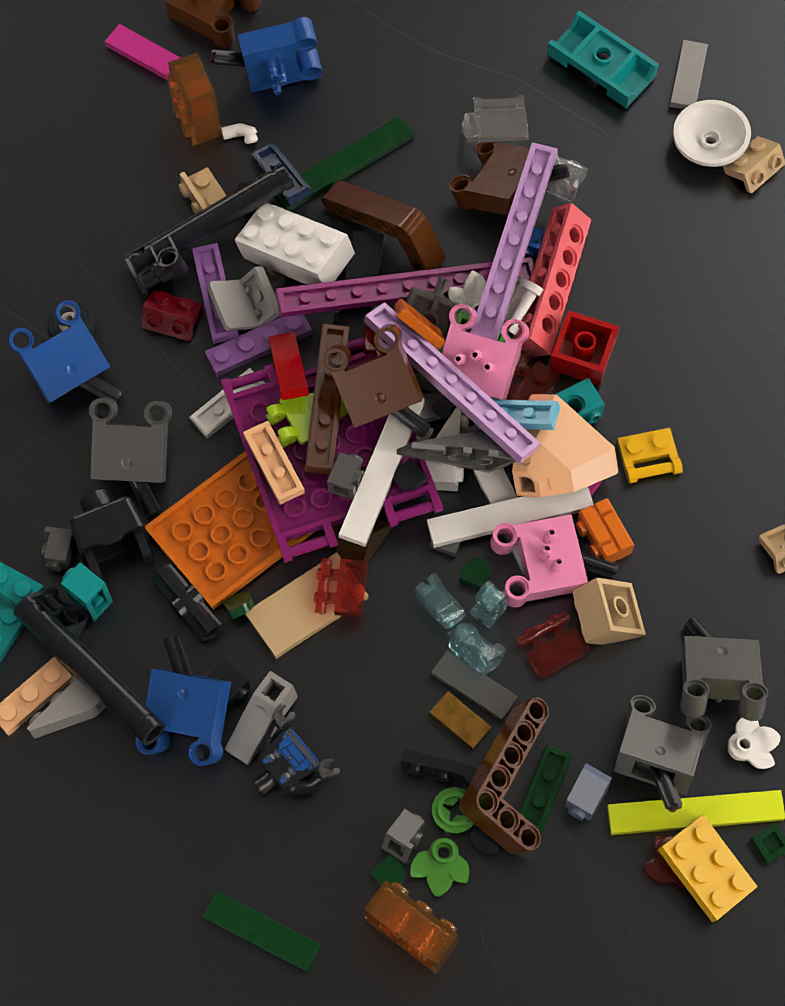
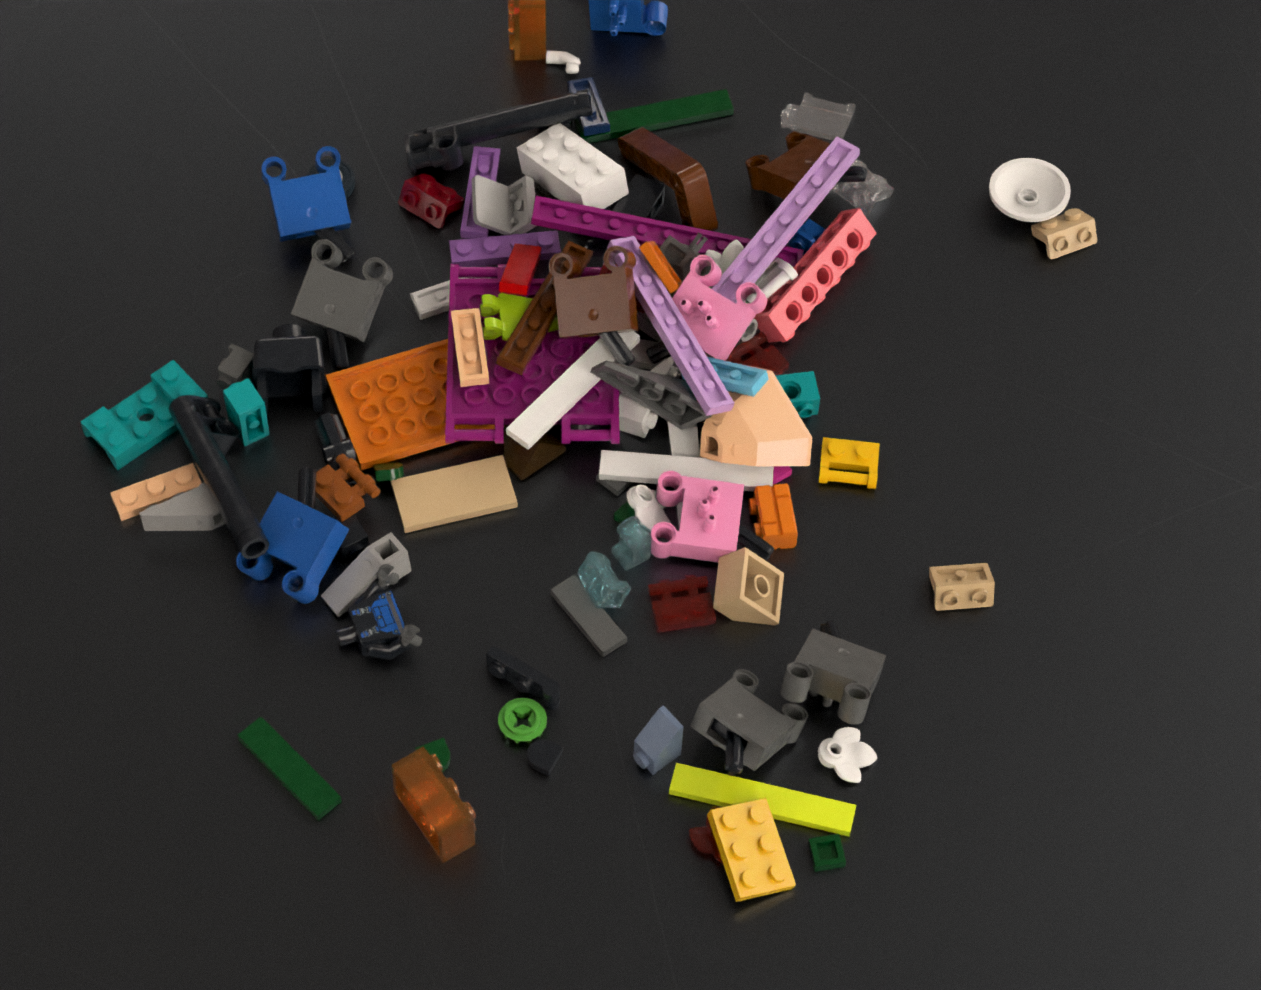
camera: 15 degrees right, 10 degrees down
(201, 189) = (503, 95): tan bracket -> none
(205, 648) = (338, 494): none -> dark orange plate
(345, 475) = (533, 378): dark grey brick -> none
(350, 587) = (500, 489): clear red plate -> none
(404, 835) = (461, 723): dark grey brick -> none
(409, 476) = (596, 400): black tile -> none
(438, 870) = (486, 770): bright green plate -> none
(439, 602) = (583, 527): clear light blue leg -> none
(460, 720) = (561, 642): pearl gold tile -> none
(490, 564) = (646, 506): none -> white plate
(526, 721) = (579, 692): reddish brown beam -> none
(545, 786) = (617, 731): dark green tile -> none
(584, 347) = (821, 344): red brick -> none
(622, 74) = (961, 114): teal piece -> none
(688, 74) = (1031, 133): light grey tile -> none

